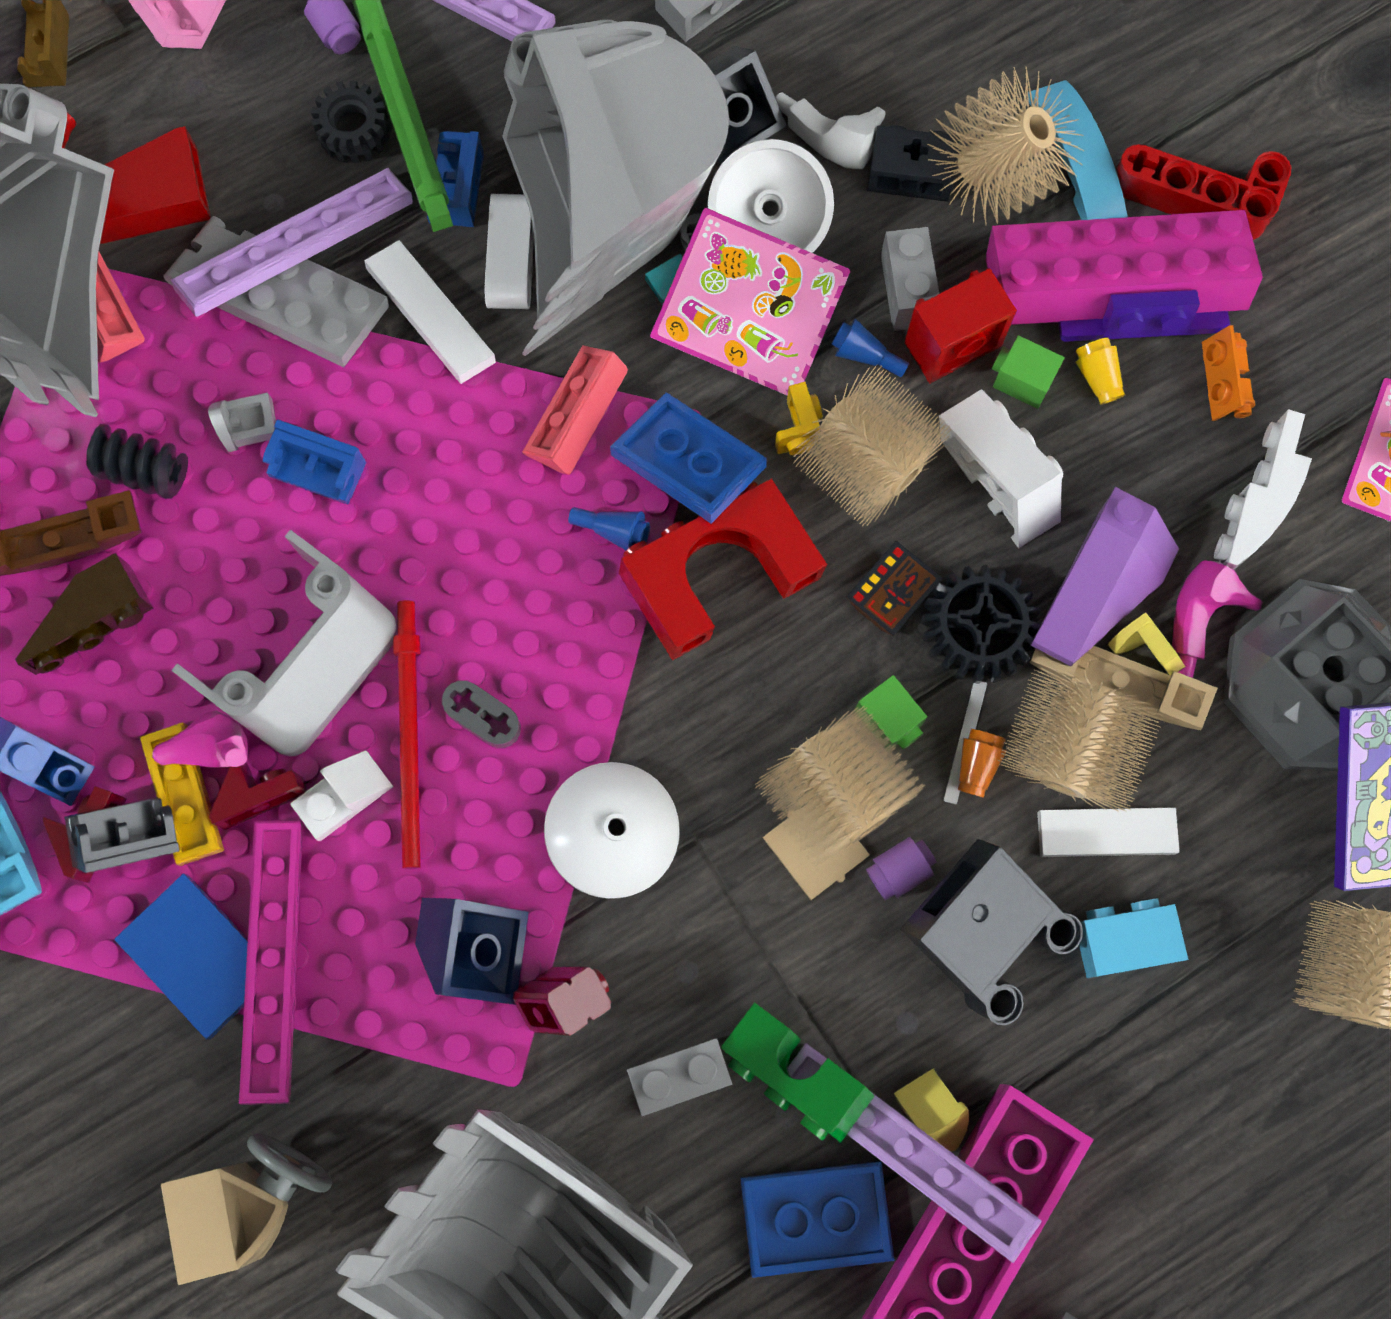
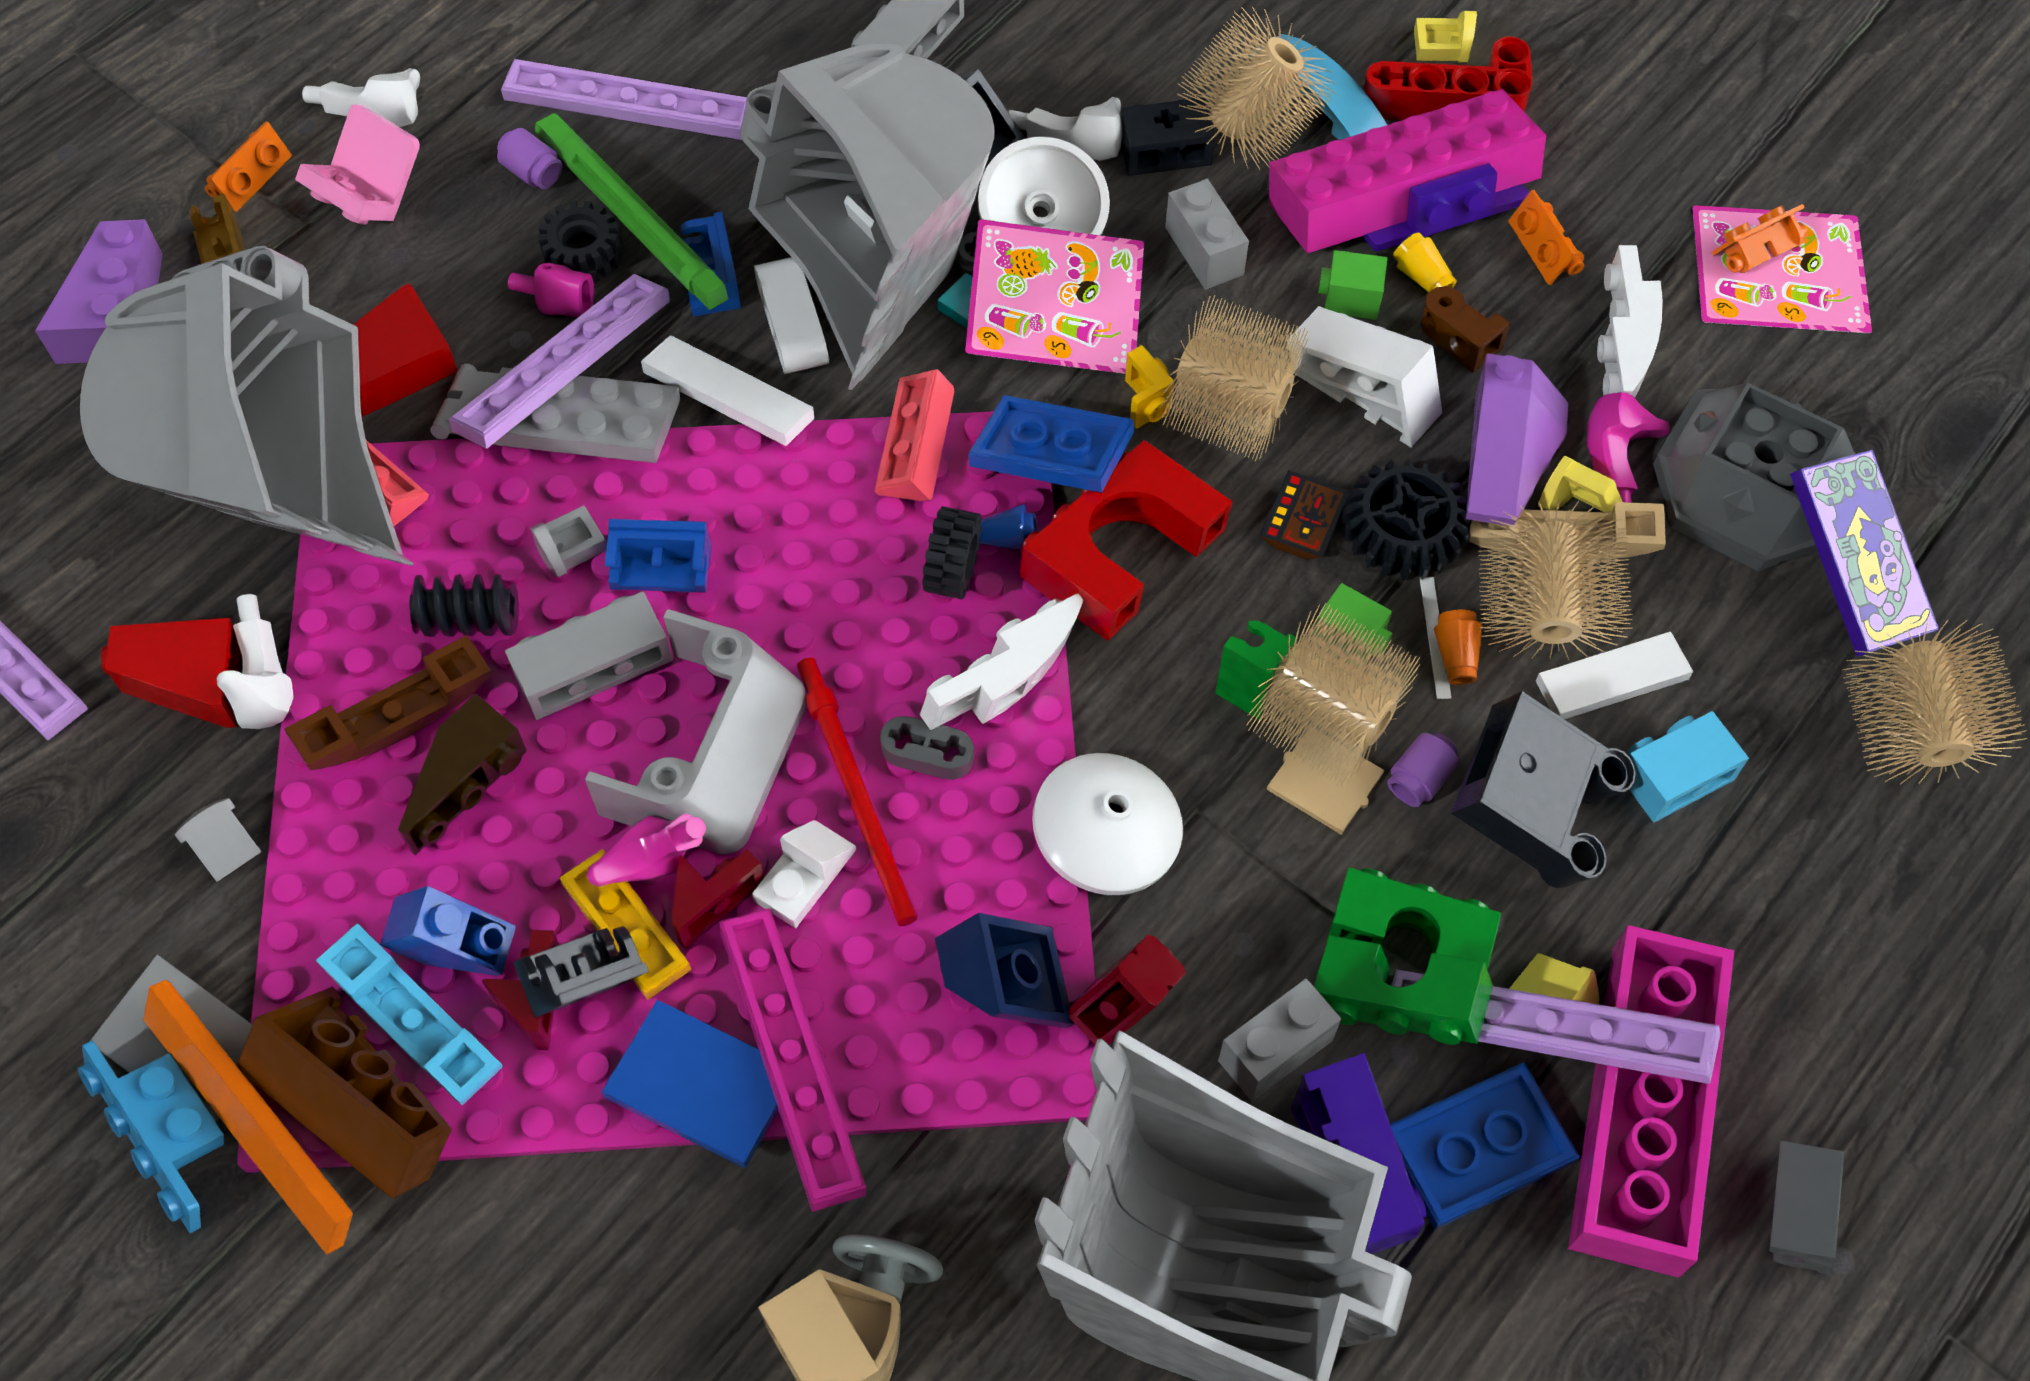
camera: 20 degrees left, 15 degrees down
(224, 539) = (589, 654): none -> light grey brick
(315, 165) = (556, 289): none -> dark pink piece
(559, 542) = (952, 552): none -> black tyre
(588, 658) = (1013, 668): none -> white slope
(707, 1204) = (1346, 1109): none -> dark purple wedge
(788, 734) = (1246, 667): none -> green hinge
(859, 345) = (1179, 306): blue cone -> none
(871, 1031) = (1374, 905): none -> green arch
(959, 325) = (1273, 256): red container -> none
(1108, 445) = (1461, 328): none -> reddish brown leg
(1219, 129) = (1445, 37): none -> light yellow tile

